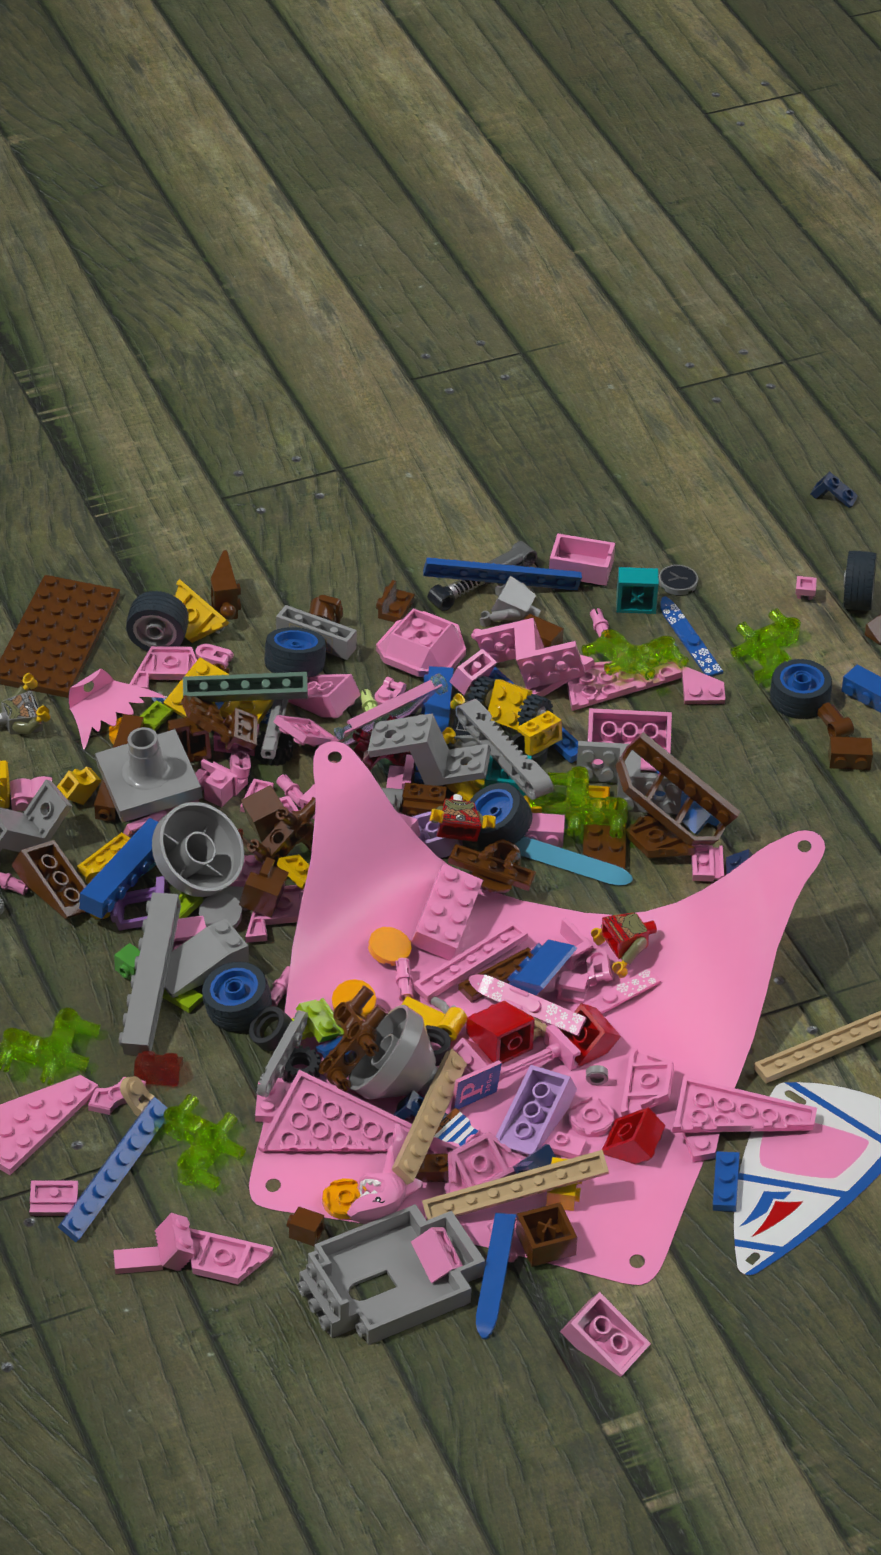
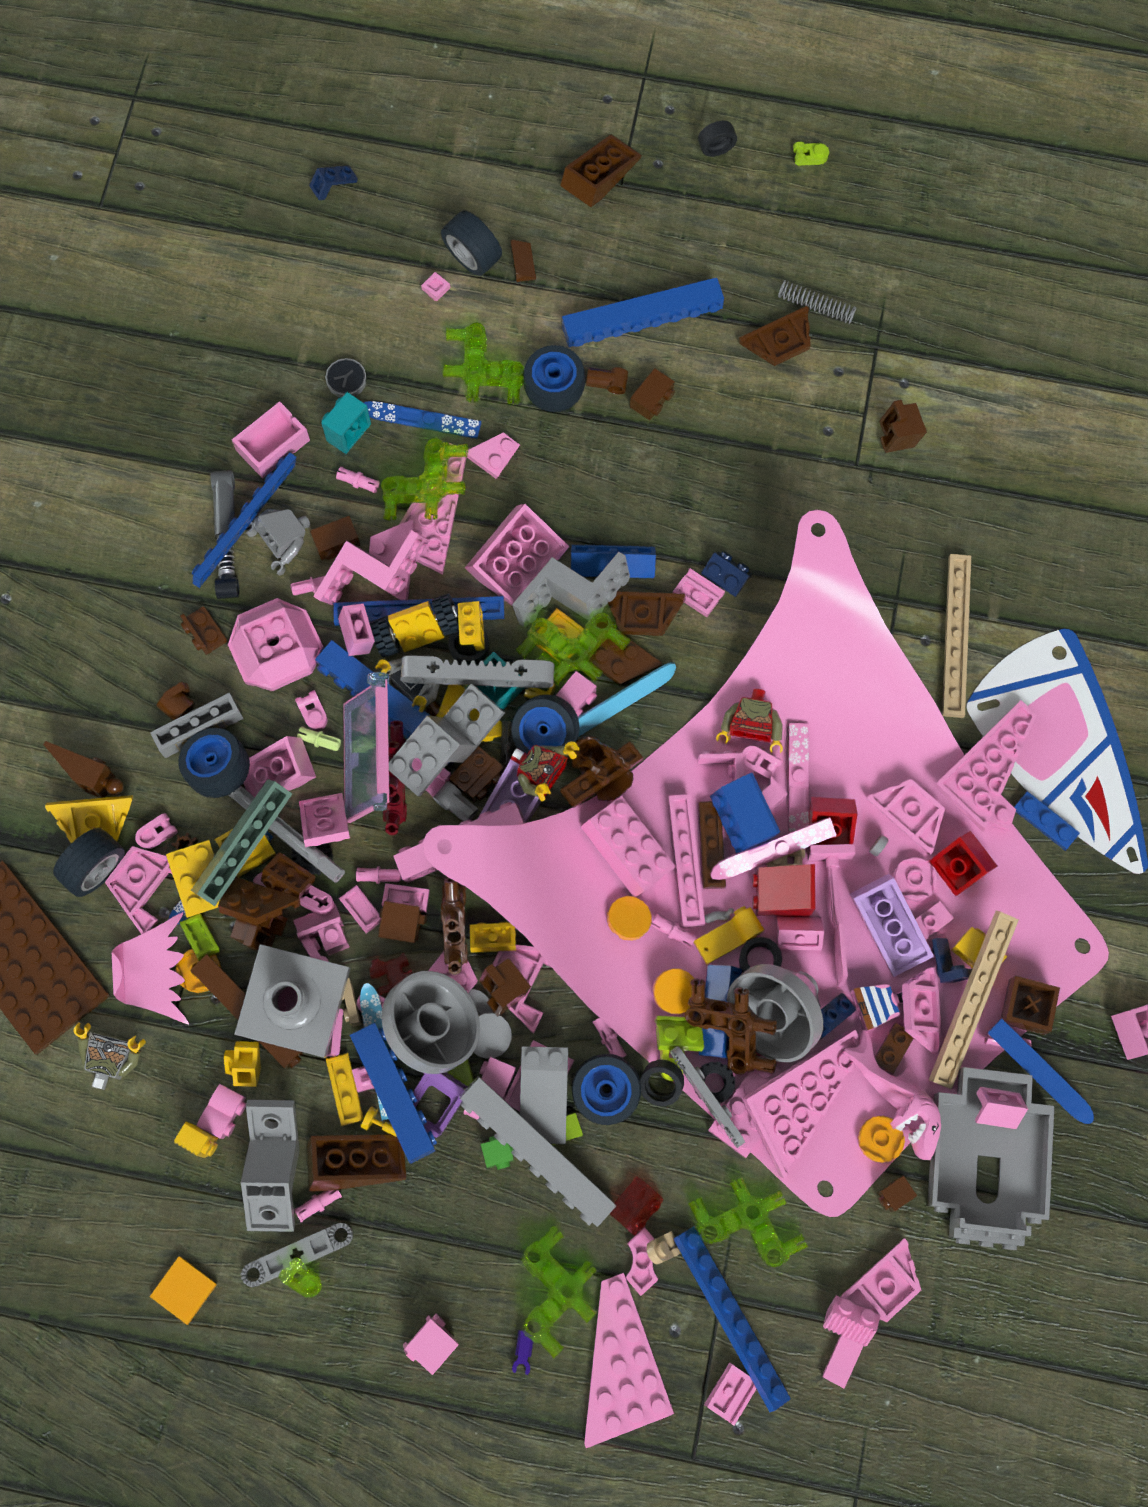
camera: 55 degrees left, 30 degrees up
(429, 1117) = (859, 1020): tan plate -> none
(684, 780) = (627, 559): reddish brown plate -> none

